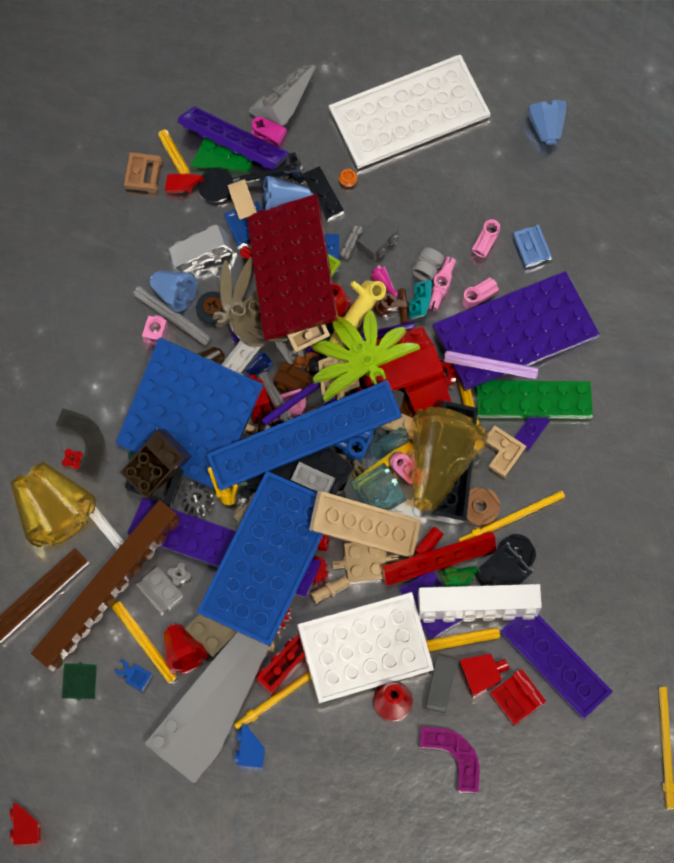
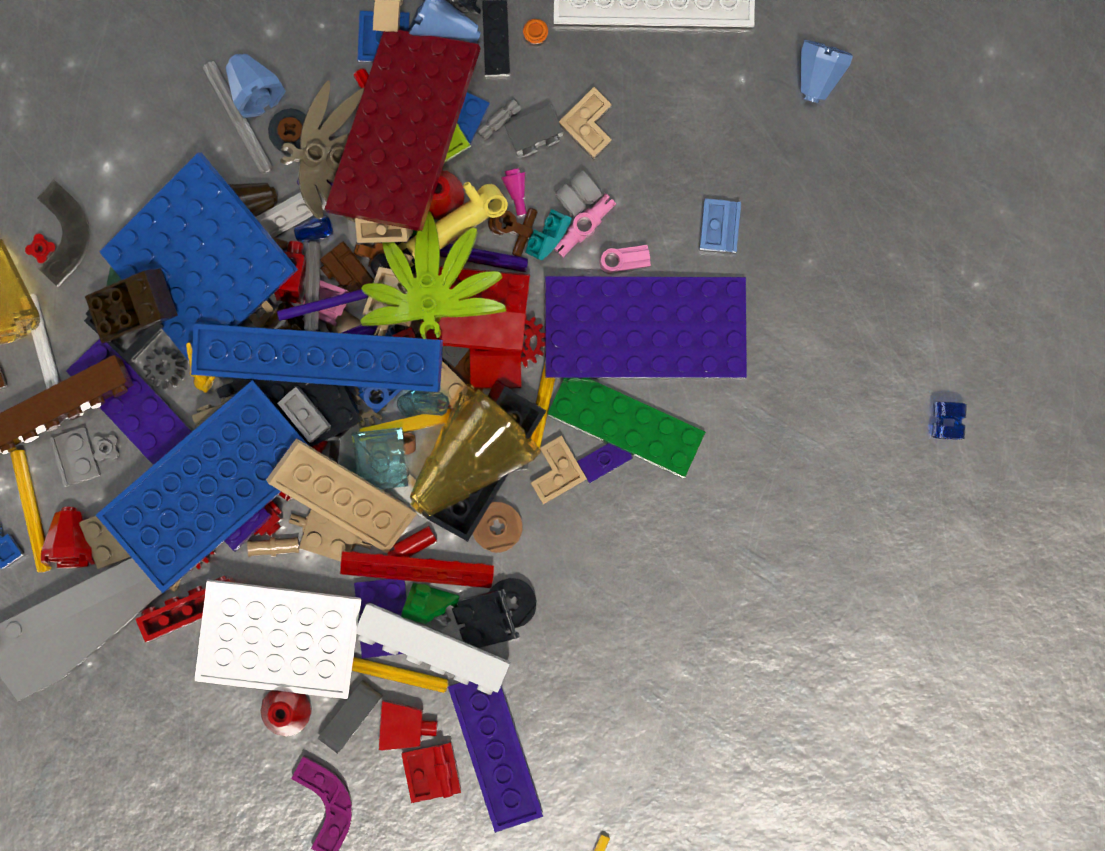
camera: 25 degrees right, 15 degrees up
(152, 337) = (207, 140): bright pink brick -> none
(202, 247) = (310, 47): light grey wedge -> none
(251, 750) = (97, 694): blue slope -> none
(252, 715) = (118, 653): yellow bar -> none
(404, 467) = (424, 440): bright pink plate -> none
(407, 219) = (581, 122): none -> tan plate
(486, 239) = (665, 193): bright pink piece -> none
(491, 364) = (589, 362): lavender axle -> none
(514, 516) = (480, 557): yellow bar -> none

